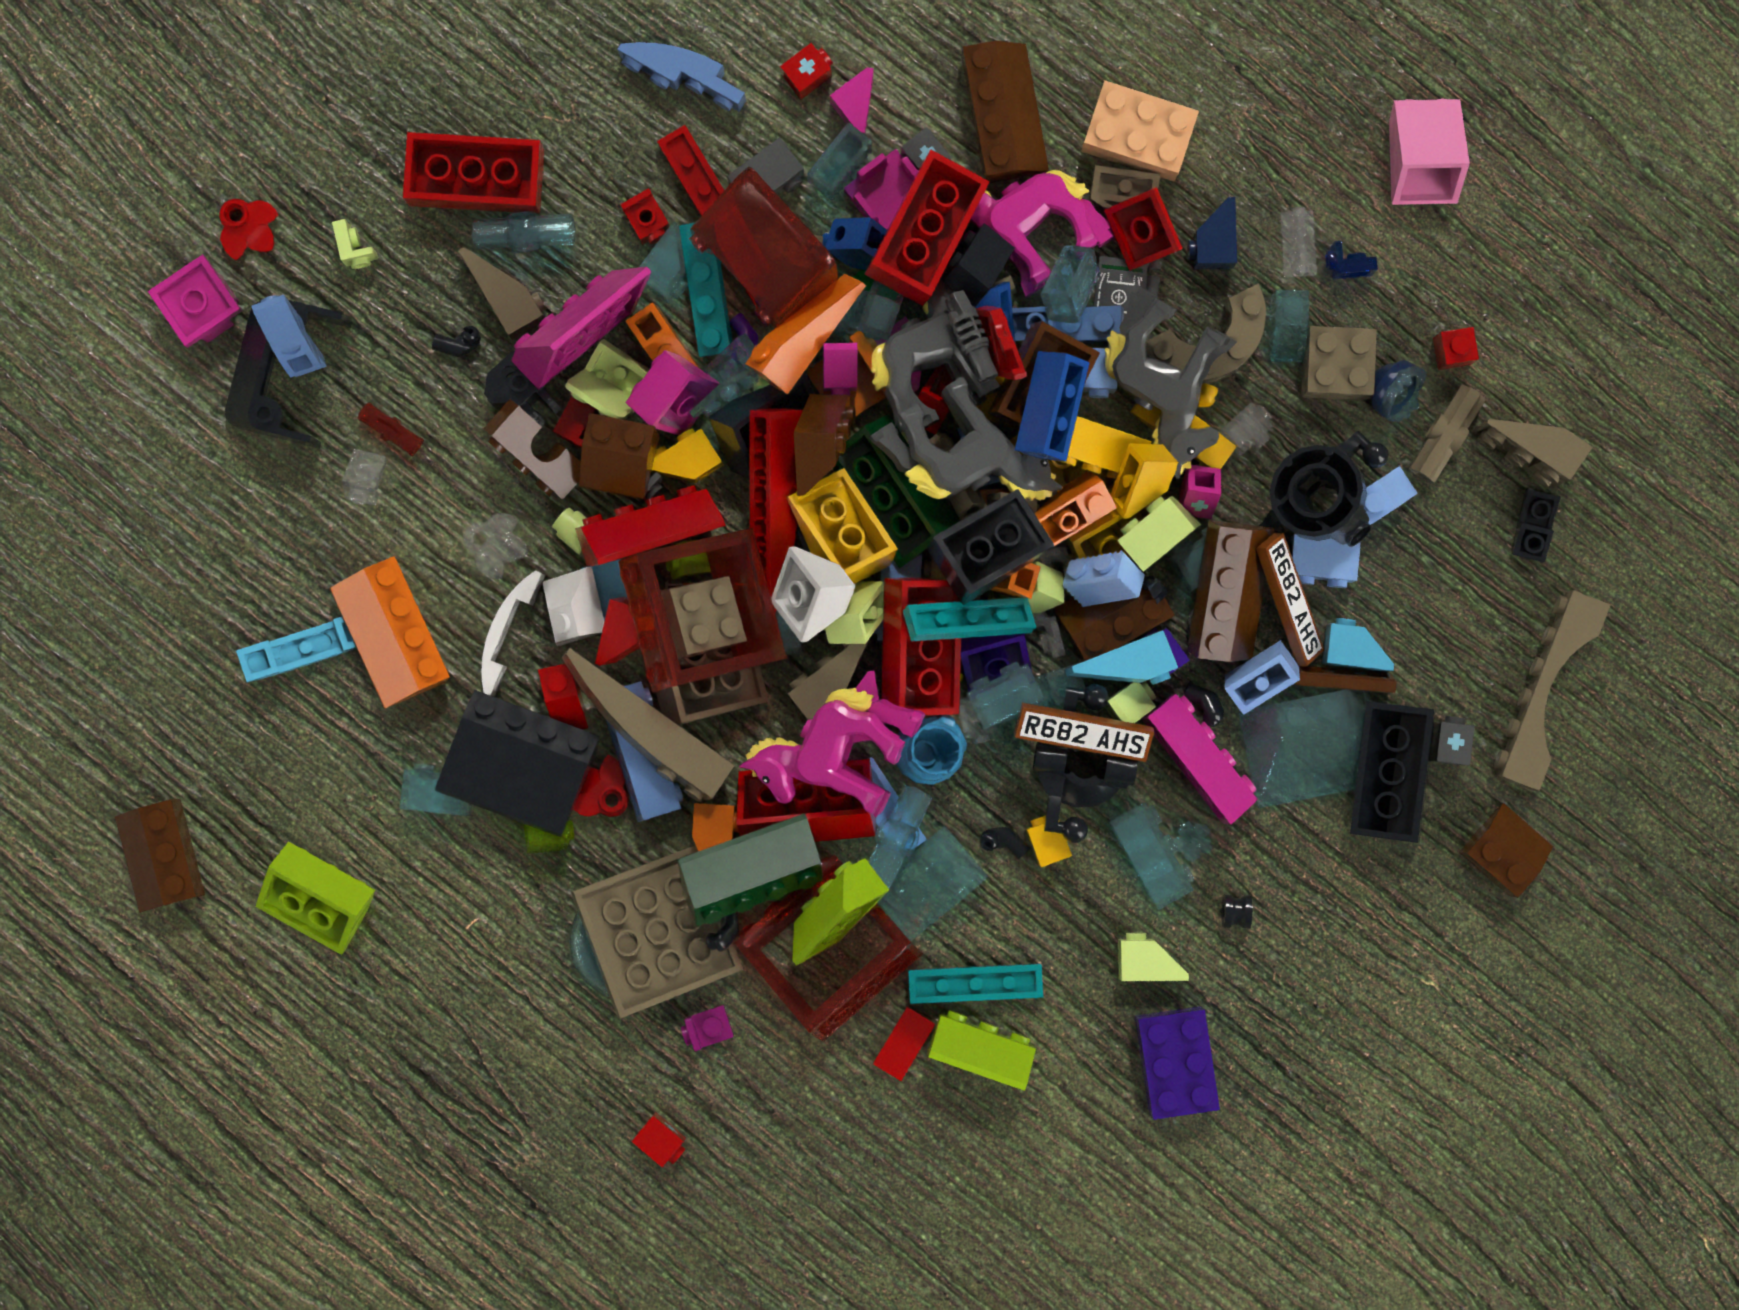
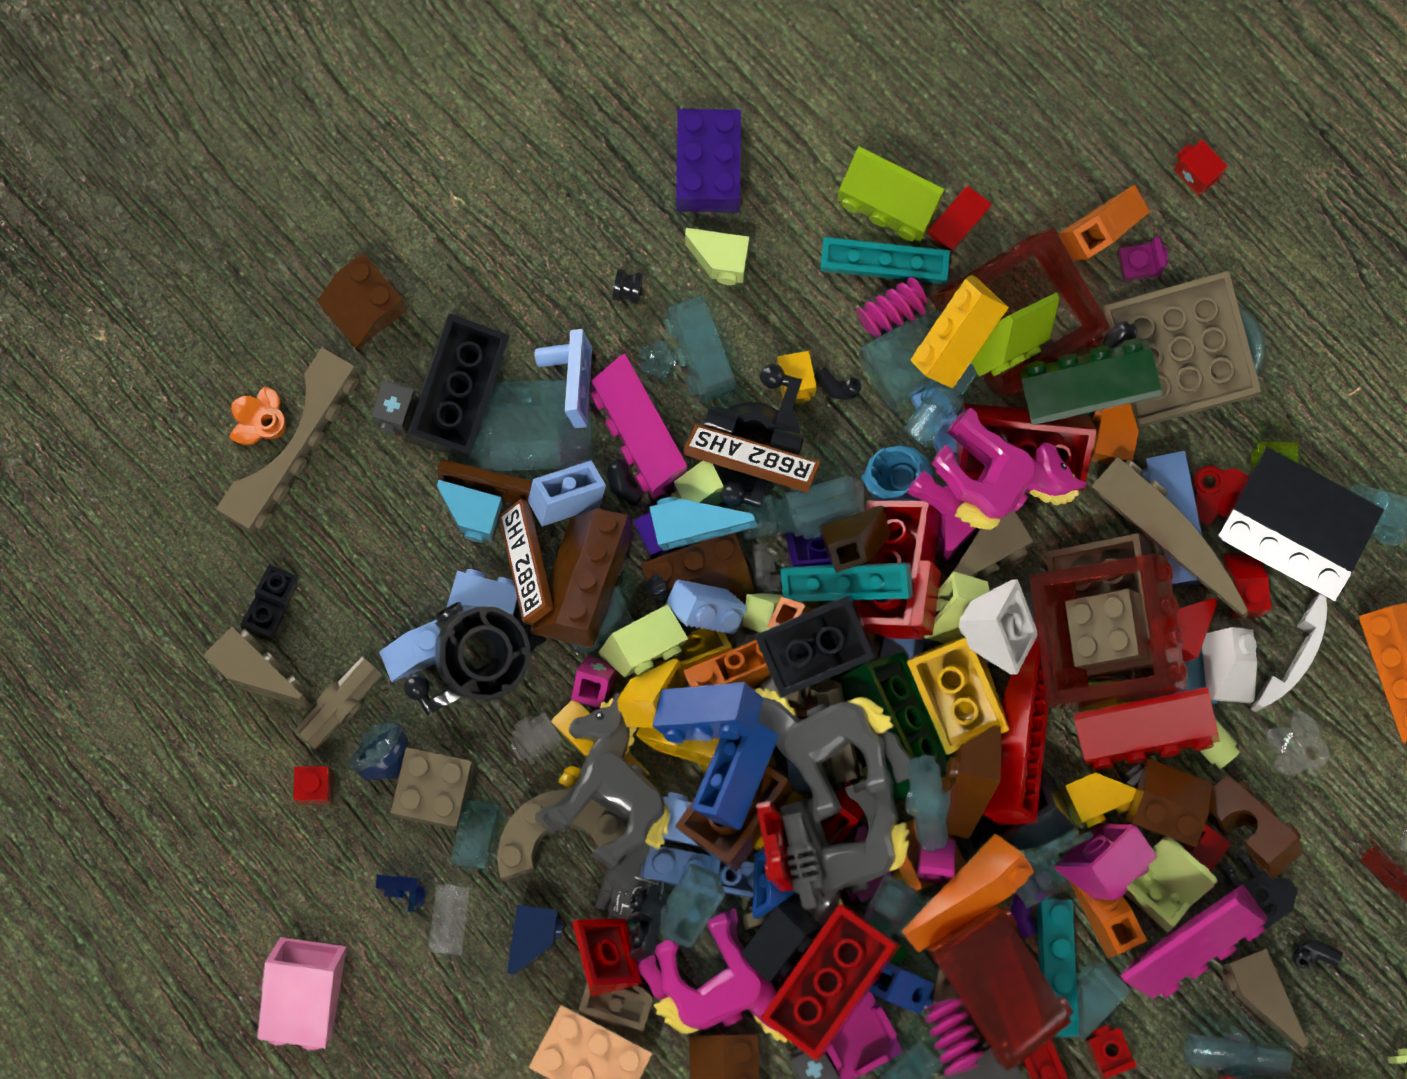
camera: 170 degrees left, 10 degrees down
(751, 1059) = (1104, 224): none -> orange slope
(799, 197) = (953, 1036): none -> dark pink piece
(859, 407) = (928, 802): none -> clear light blue piece
(888, 614) = (925, 597): none -> red tile
(893, 894) = (959, 332): none -> yellow slope
(959, 928) = (893, 308): none -> dark pink piece
(968, 662) = (855, 538): none -> dark brown slope
(1088, 456) = (708, 712): none -> brick
(1111, 277) = (646, 914): none -> black slope
(1271, 802) = (578, 357): none -> light blue piece
(1591, 712) = (254, 415): none -> orange plate

